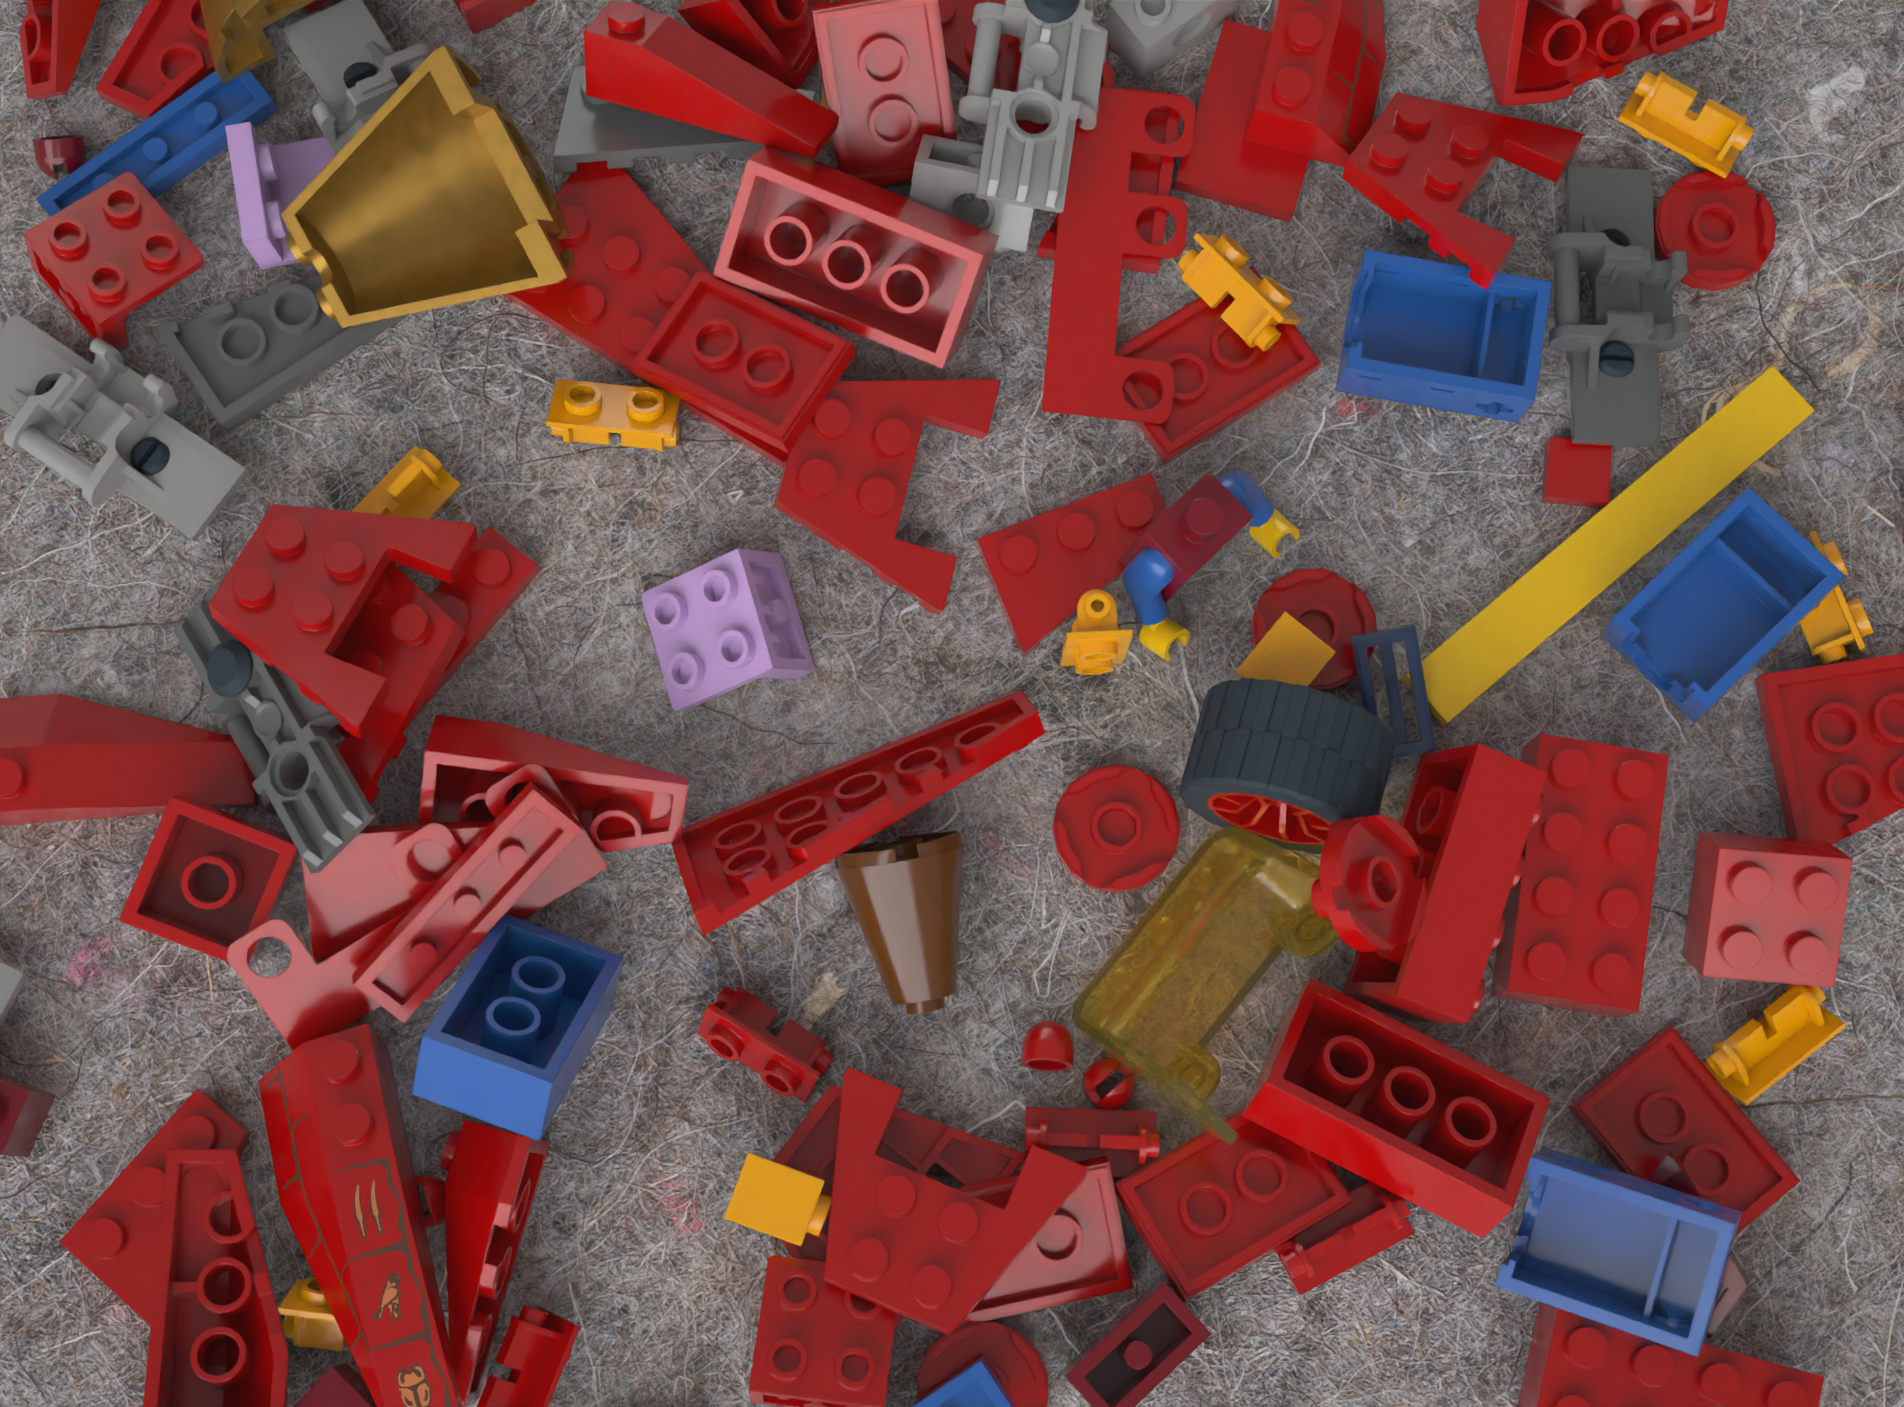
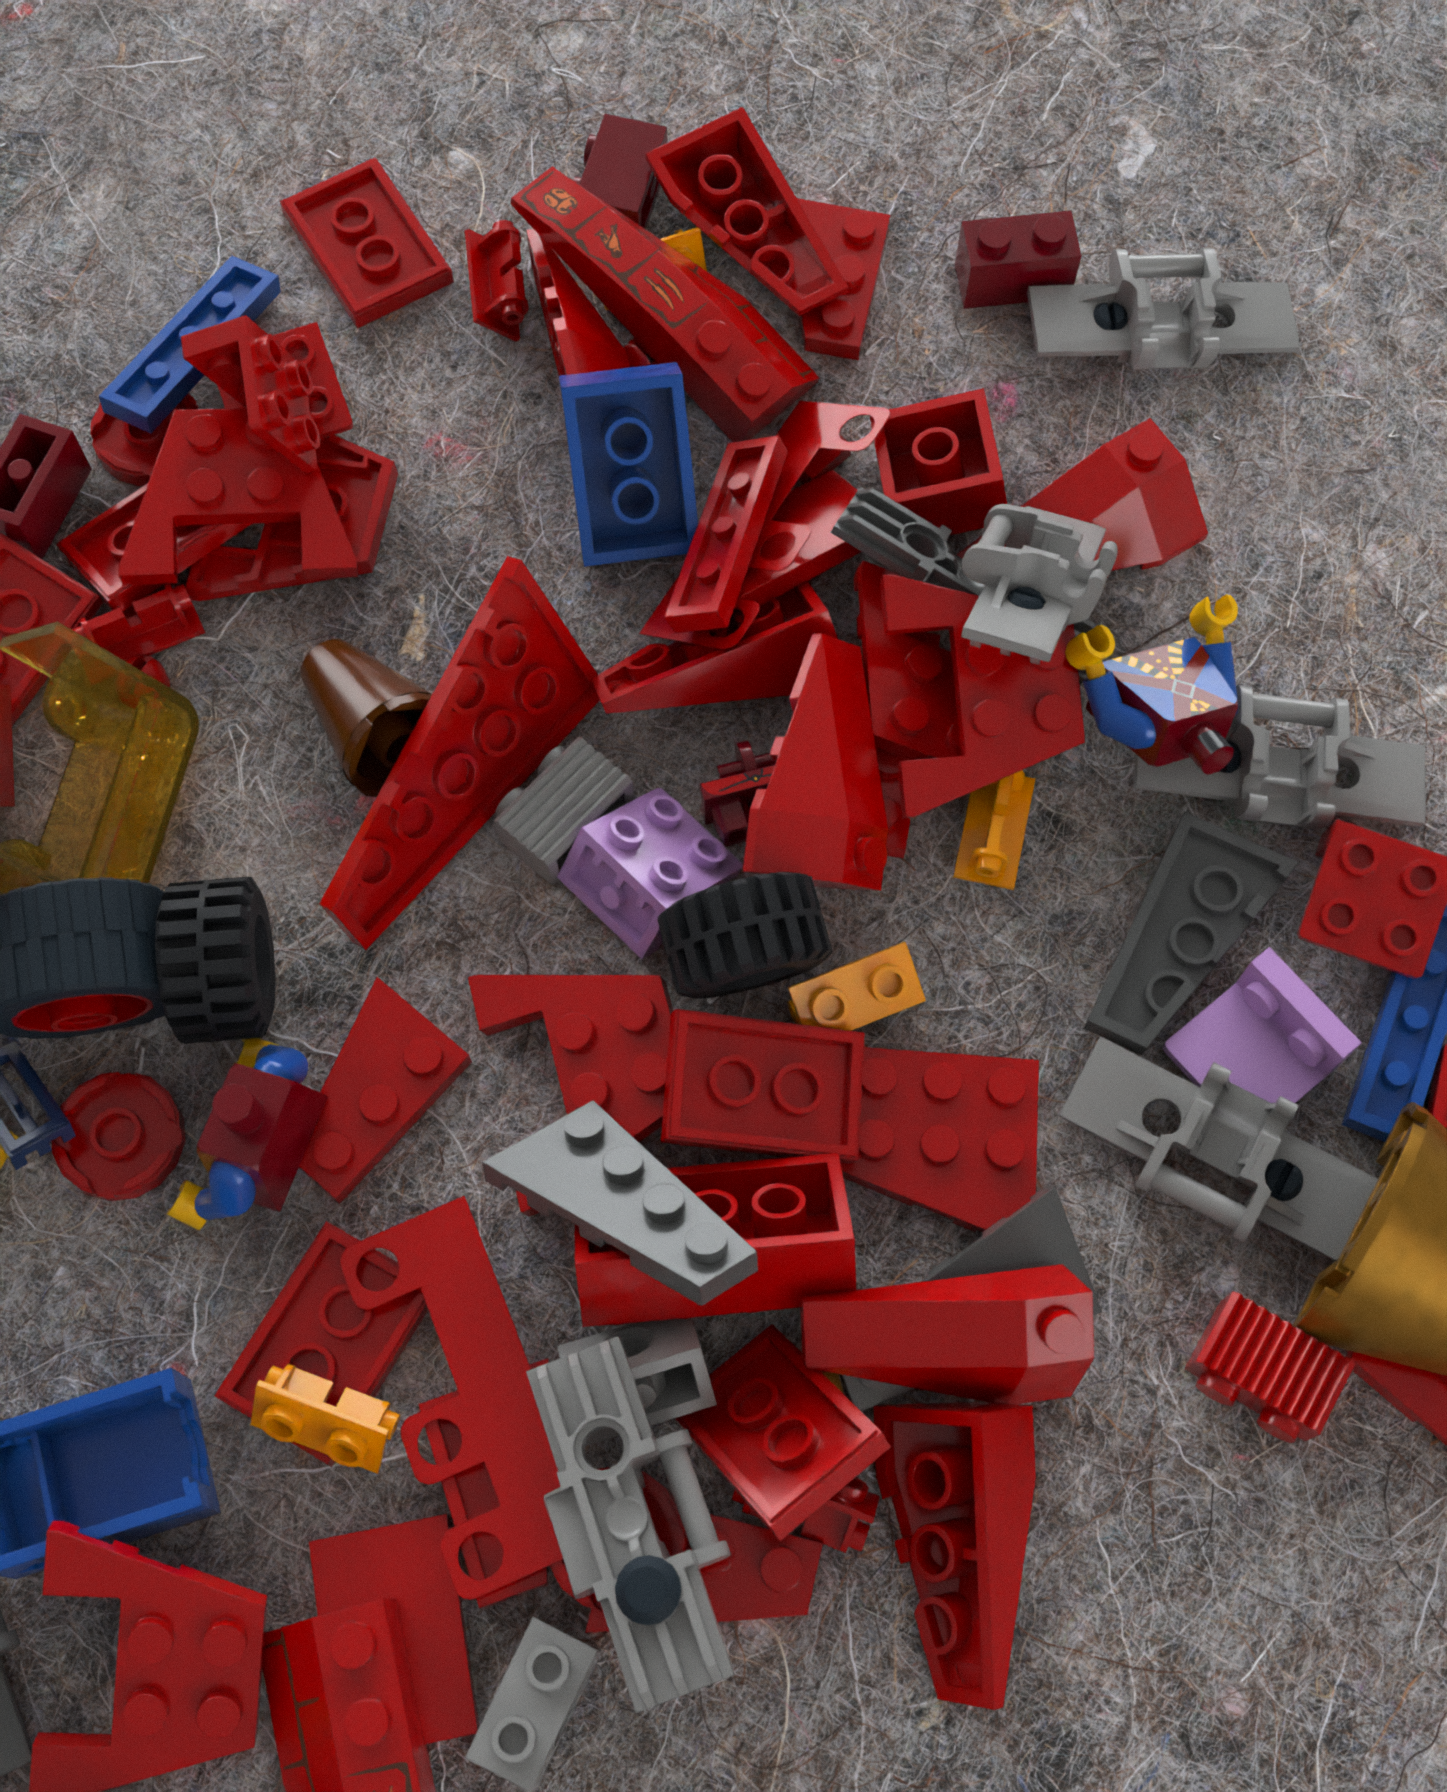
camera: 155 degrees right, 10 degrees down
(161, 508) = (1167, 698): none -> torso
(208, 634) = (1036, 581): none -> light grey piece
(429, 205) = (1112, 1064): pearl gold cone -> none
(534, 573) = (825, 791): none -> red wedge
(565, 637) = (729, 798): none -> dark red hips
(684, 485) = (744, 934): none -> black tyre
(737, 1030) = (417, 571): red hinge -> none
(776, 724) = (569, 793): none -> light grey brick
(778, 1200) = (362, 449): light orange brick -> none
(829, 1283) = (263, 378): none -> red bracket
(921, 316) = (625, 1199): none -> wing
(1048, 1047) = (205, 677): red hinge -> none
(1095, 636) = (308, 995): light orange hinge -> none
(1116, 828) = (232, 851): red tile -> none
(1161, 709) = (215, 960): none -> black tyre
(1286, 654) = (124, 1065): light orange brick -> none

